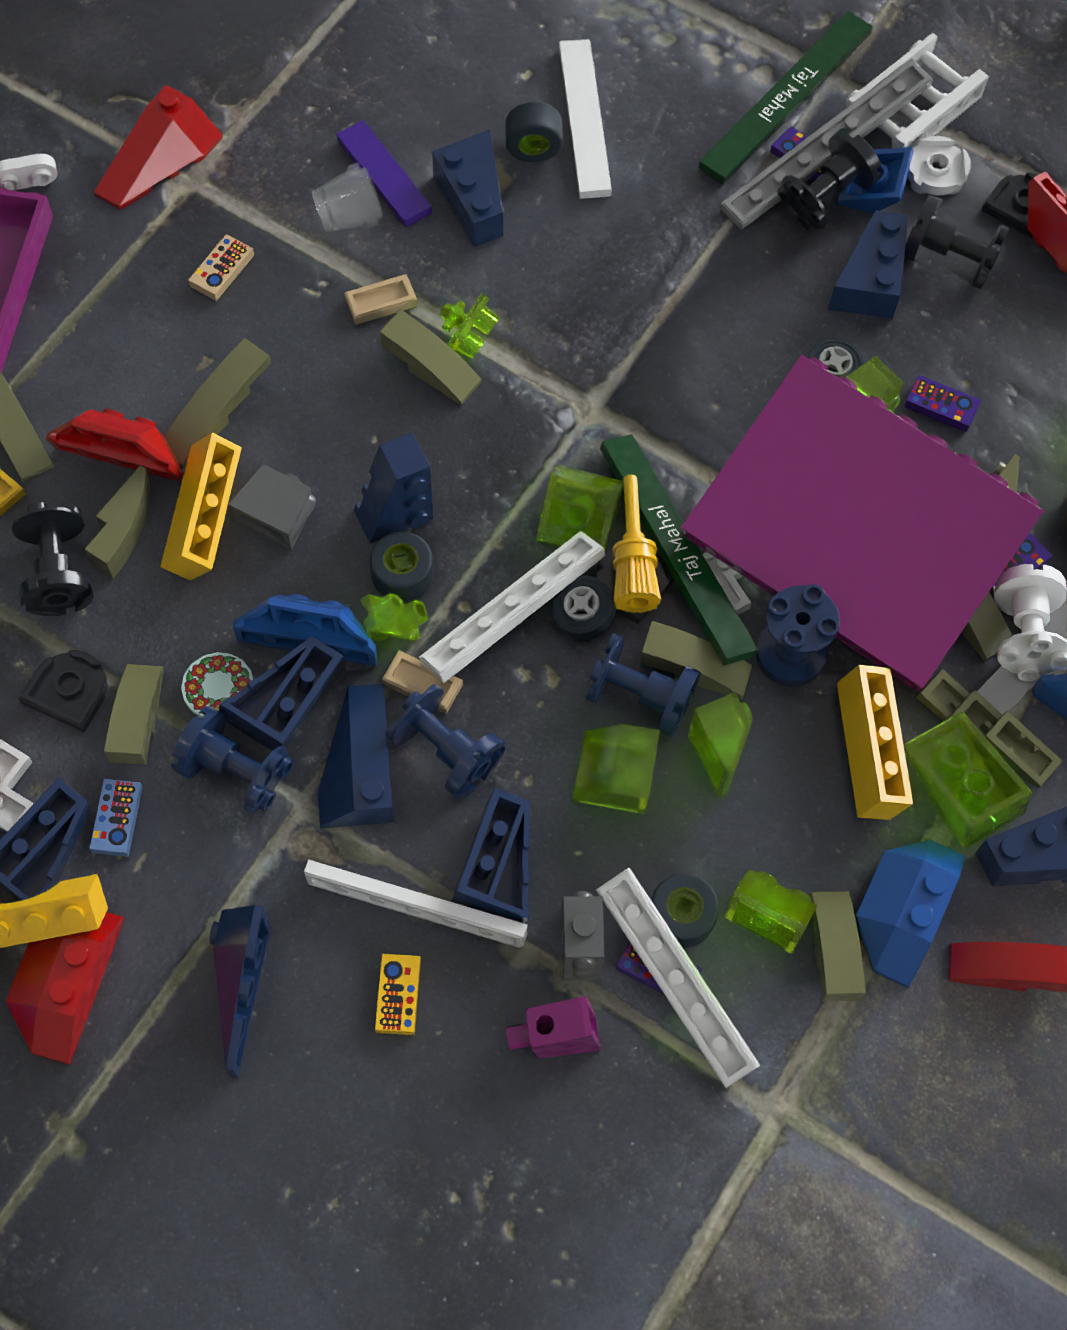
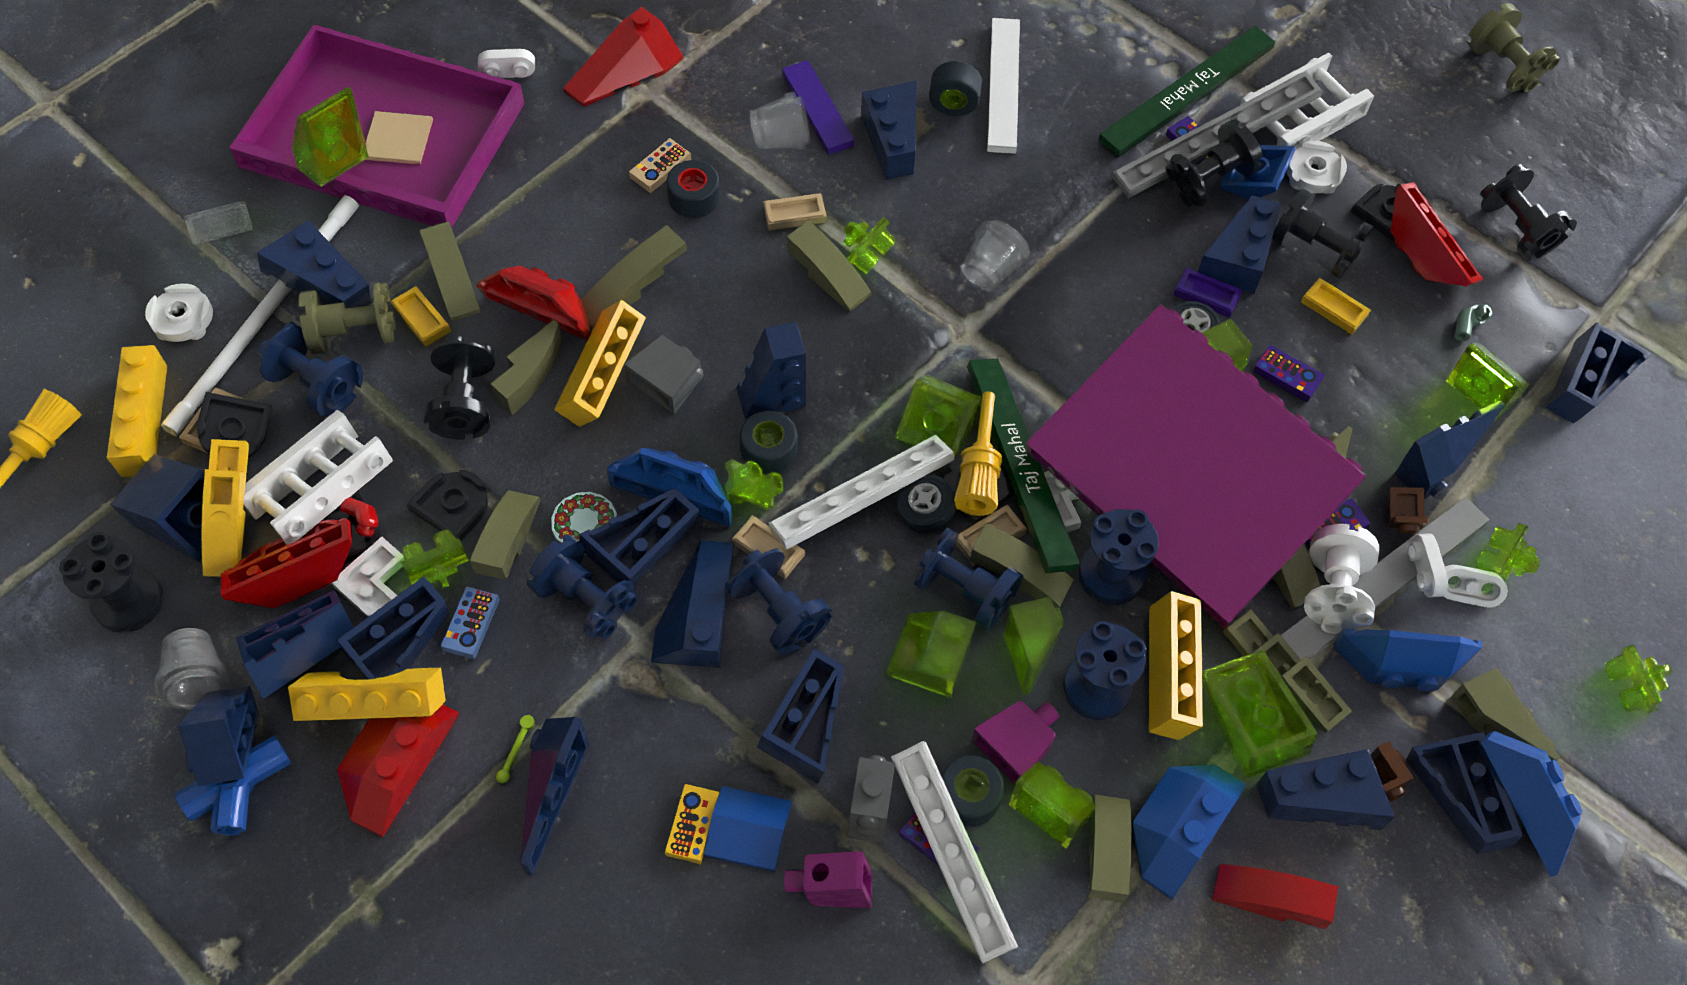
camera: 10 degrees right, 5 degrees down
(65, 759) = (435, 563): none -> clear neon green hips
(200, 917) = (527, 723): none -> lime hinge
(264, 289) = (693, 188): none -> black wheel
(415, 904) = (725, 744): white tile -> none
(457, 989) = (747, 828): none -> blue slope
(609, 318) = (994, 254): none -> clear piece
(667, 613) = (1002, 519): none -> tan tile
(722, 847) = (1017, 738): none -> magenta torso
(802, 761) = (1104, 670): none -> dark blue piece
(843, 324) = (1207, 290): none -> dark purple tile
(981, 320) = (1335, 306): none -> yellow tile

